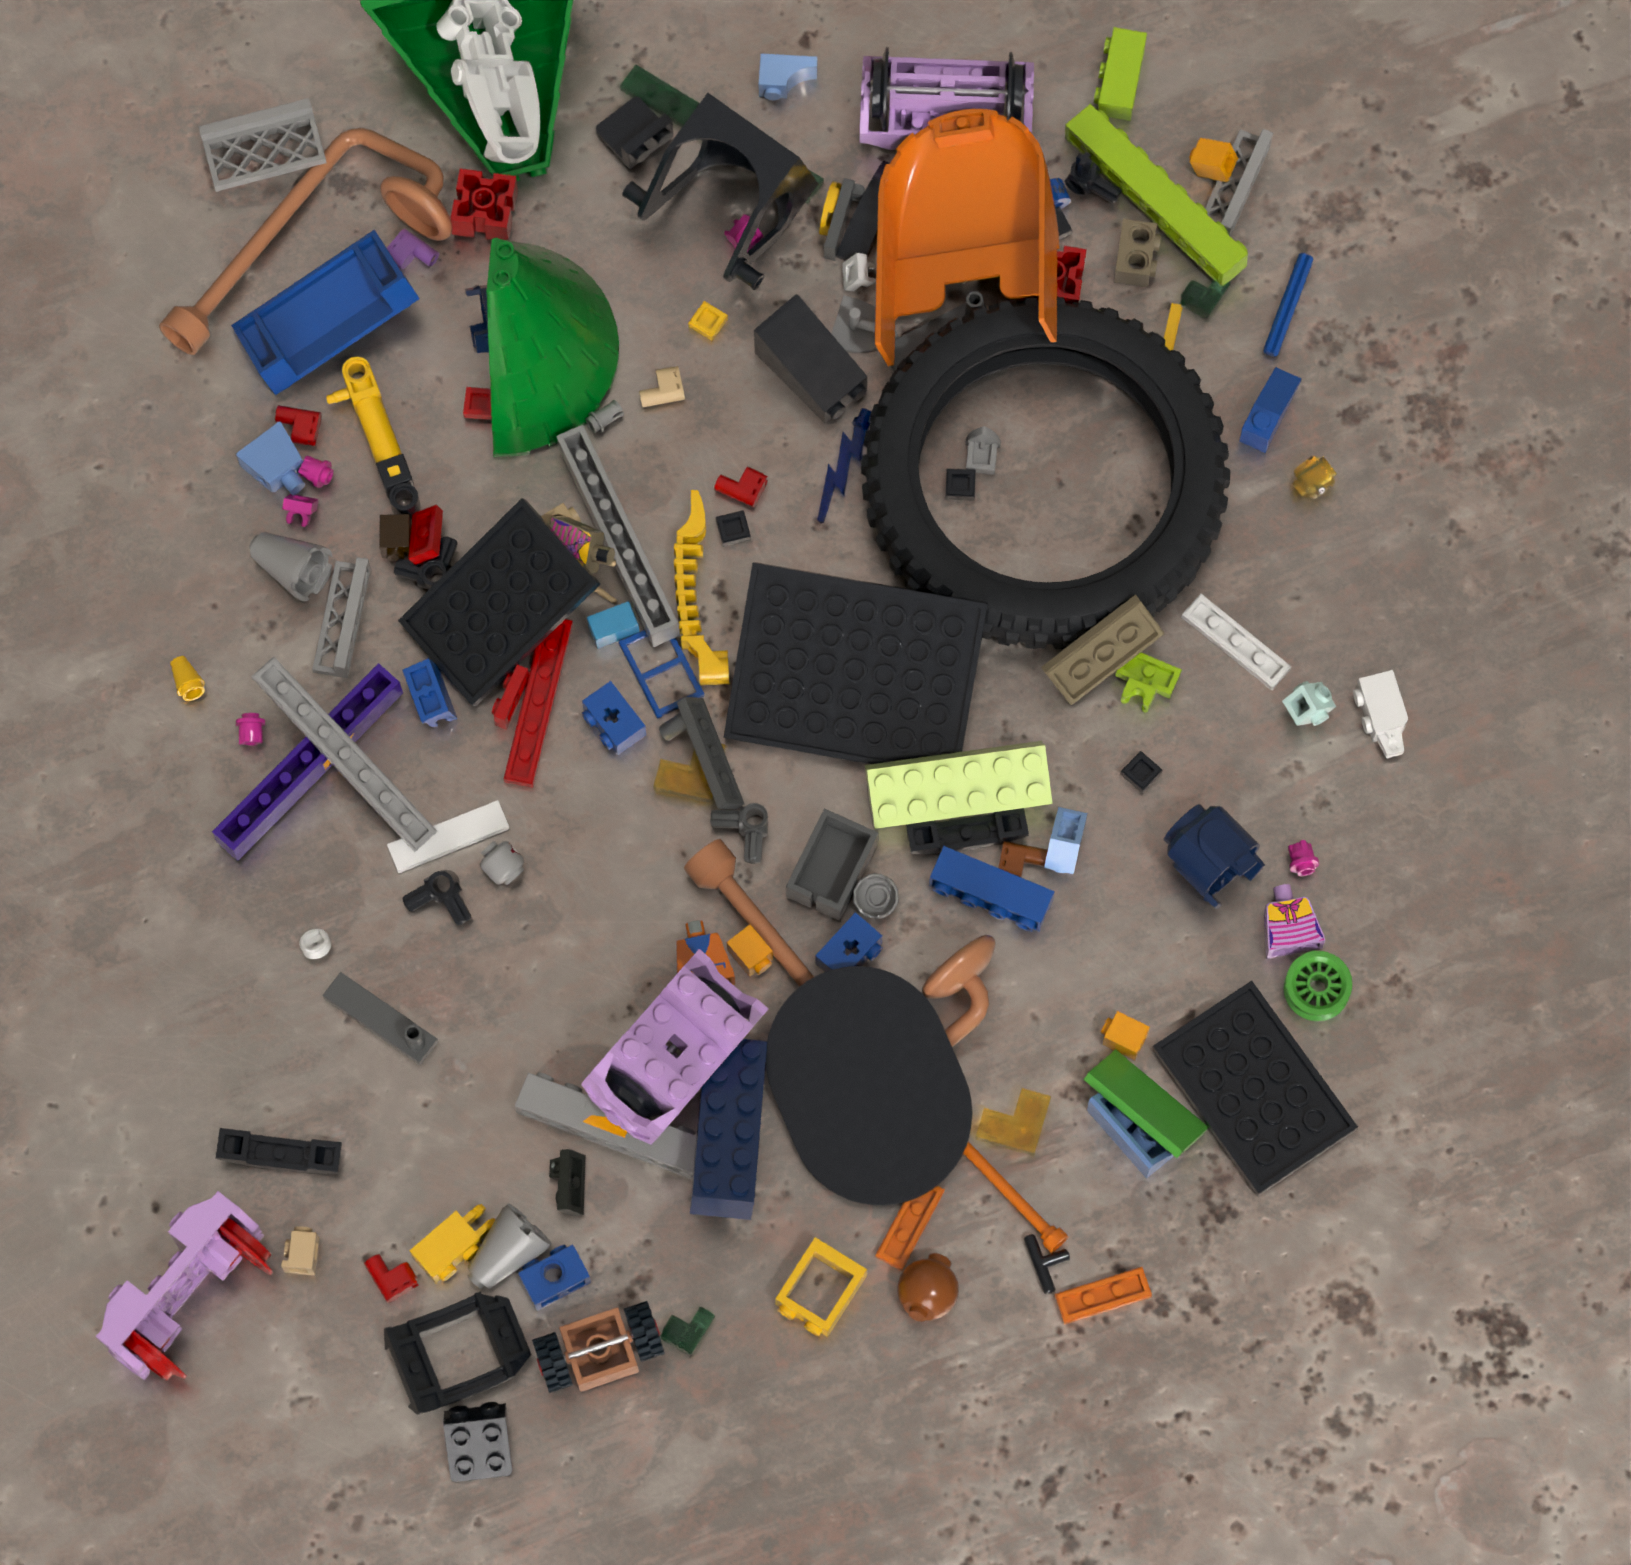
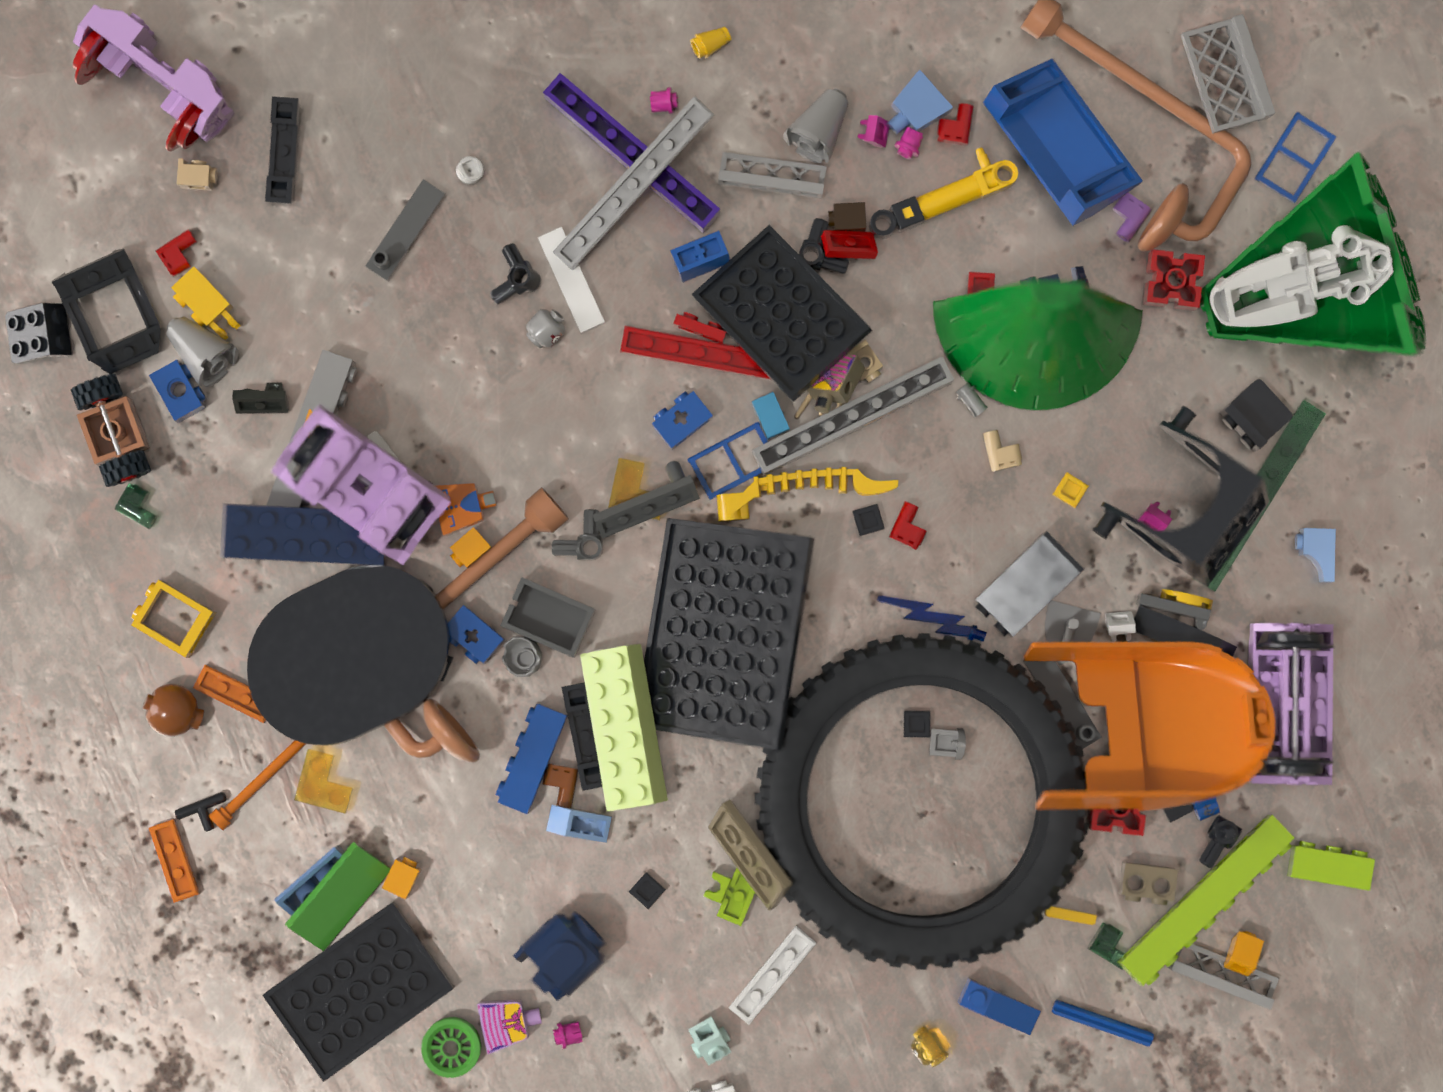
camera: 90 degrees right, 15 degrees up
(368, 71) = (1312, 167): none -> blue window

